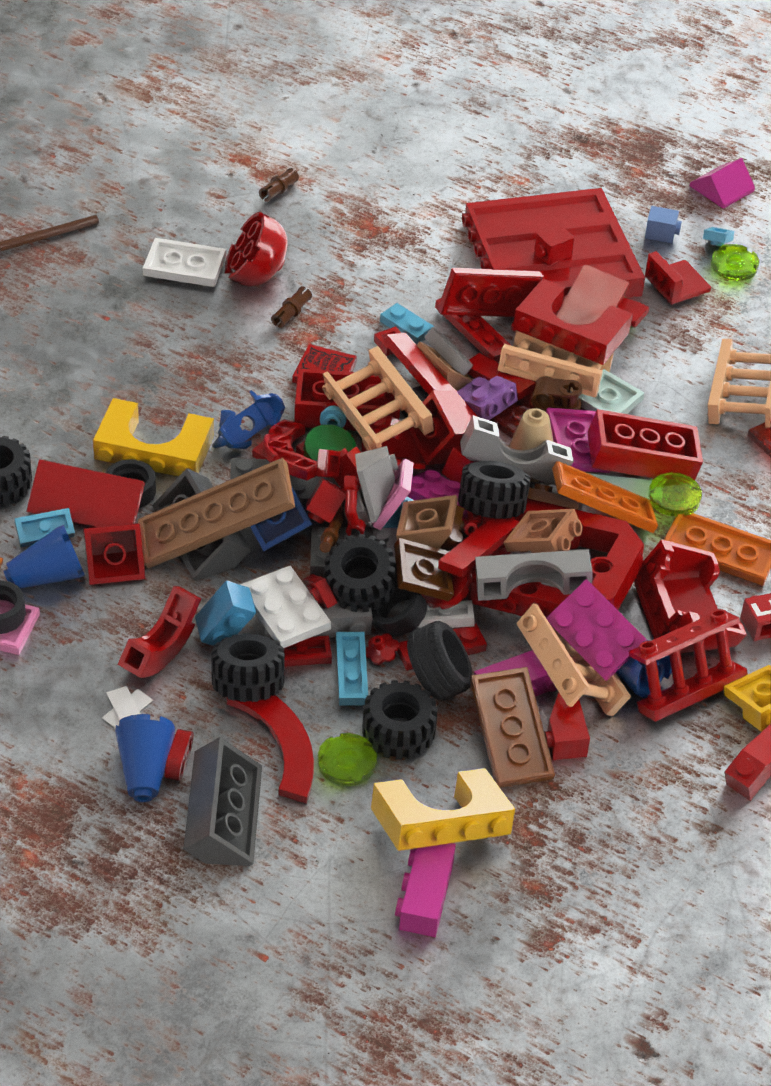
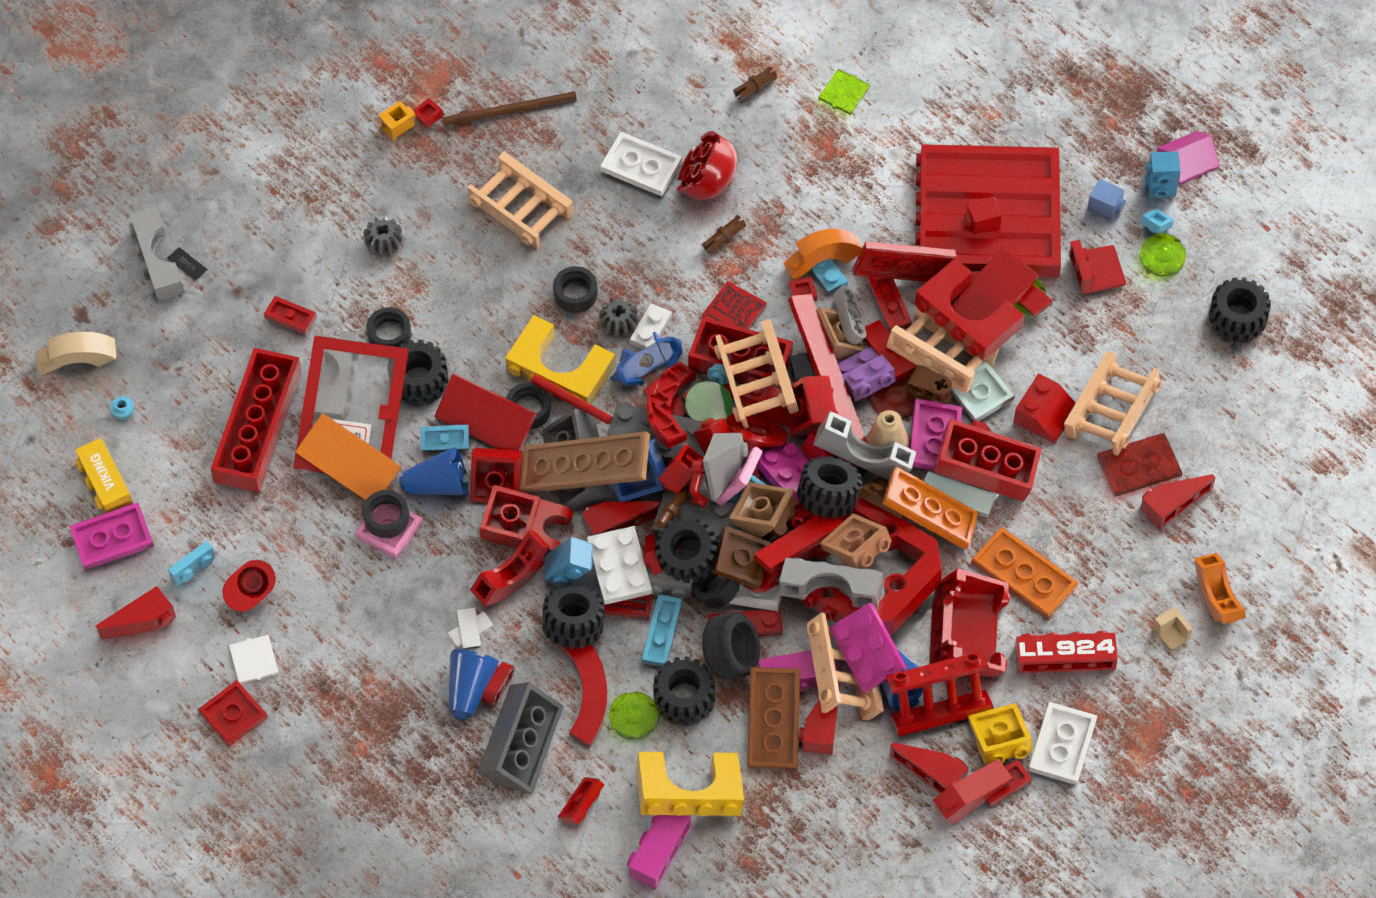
camera: 20 degrees right, 15 degrees up
(73, 292) = (525, 180): none -> light nougat fence
(148, 579) = (528, 514): none -> red brick
(149, 387) = (575, 304): none -> black tyre
(180, 463) = (571, 399): none -> red bar
(204, 390) = (618, 316): none -> dark grey gear
(239, 395) = (653, 321): none -> white plate
(265, 561) = (618, 515): none -> red slope
(317, 857) = (581, 800): none -> red plate
(328, 463) = (692, 434): red tile -> none
(369, 181) = (844, 91): none -> clear neon green piece
(382, 649) = (693, 616): red plant -> none
(397, 296) = (822, 246): none -> orange arch
(675, 494) = (999, 512): clear neon green tile -> none
(680, 398) = (1044, 408): none -> red slope
(703, 744) = (932, 767): none -> red slope
(710, 194) = (1162, 174): none -> dark azure brick

